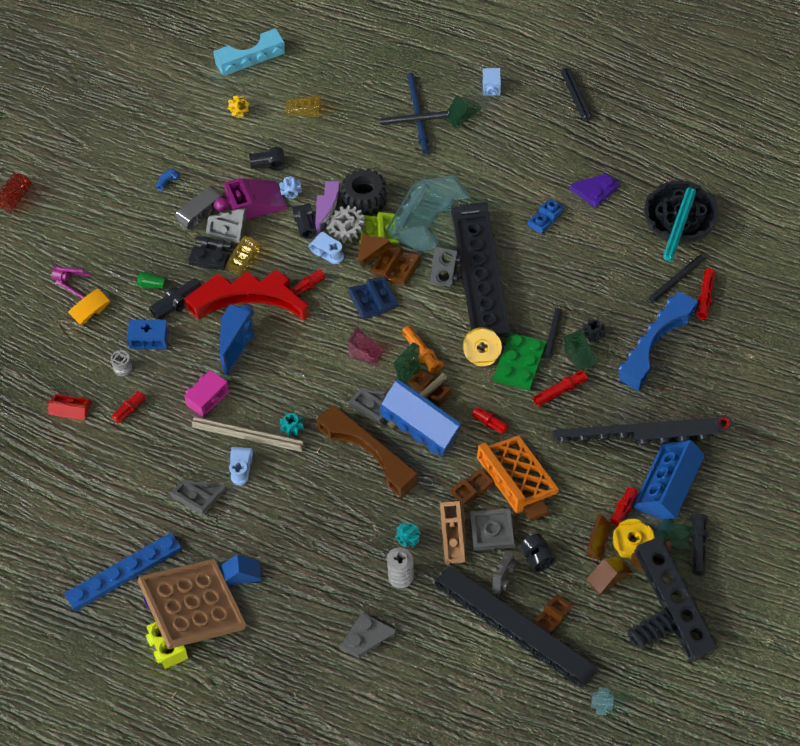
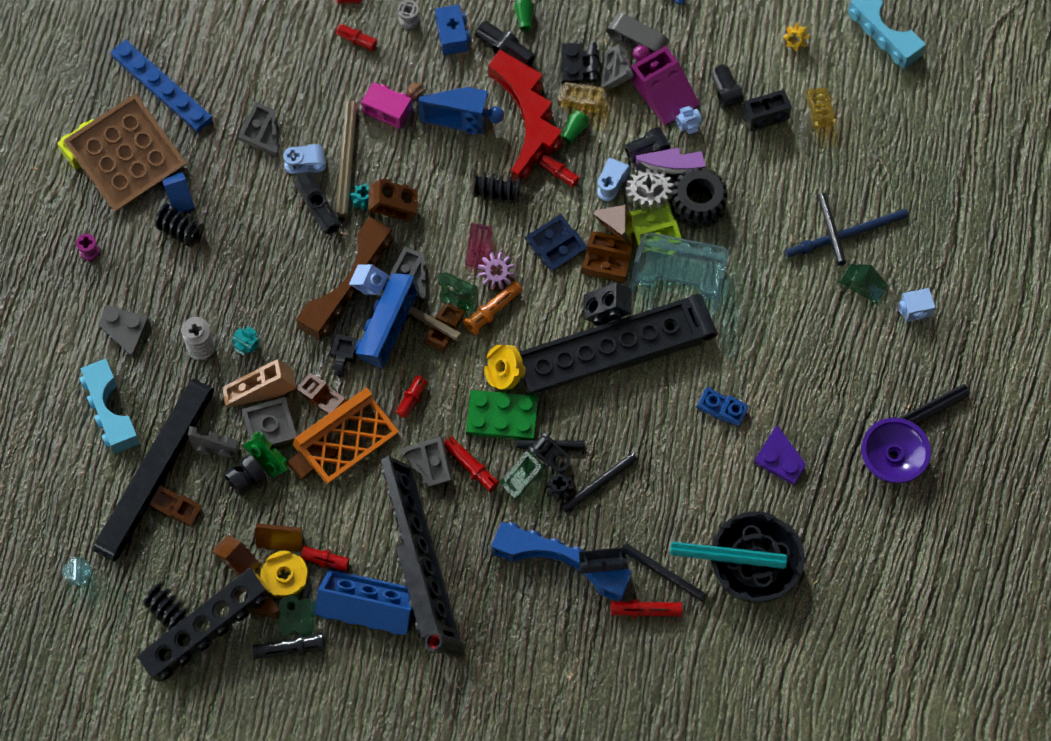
camera: 75 degrees right, 10 degrees up
(198, 370) = (415, 91): none -> medium nougat plate
(269, 263) = (575, 126): none -> green cone
(273, 649) = (87, 247): none -> magenta bush
(276, 572) = (178, 226): none -> black piece
(298, 457) = (322, 213): none -> black piece
(299, 135) = (766, 110): none -> black brick
(304, 399) = (393, 200): none -> reddish brown brick
(313, 325) = (496, 188): none -> black piece
(379, 425) = (368, 279): none -> light blue brick
(391, 338) = (496, 262): none -> lavender gear
(421, 661) = (118, 429): none -> medium azure arch
(436, 462) = (343, 351): none -> black plate
(521, 531) = (270, 460): none -> green hinge
(551, 415) = (430, 461): none -> dark grey wing
(563, 327) = (549, 452): none -> black piece
(592, 306) = (597, 483): none -> black bar
(609, 114) = (898, 438): none -> dark purple dish
(670, 302) = (603, 560): none -> black hinge

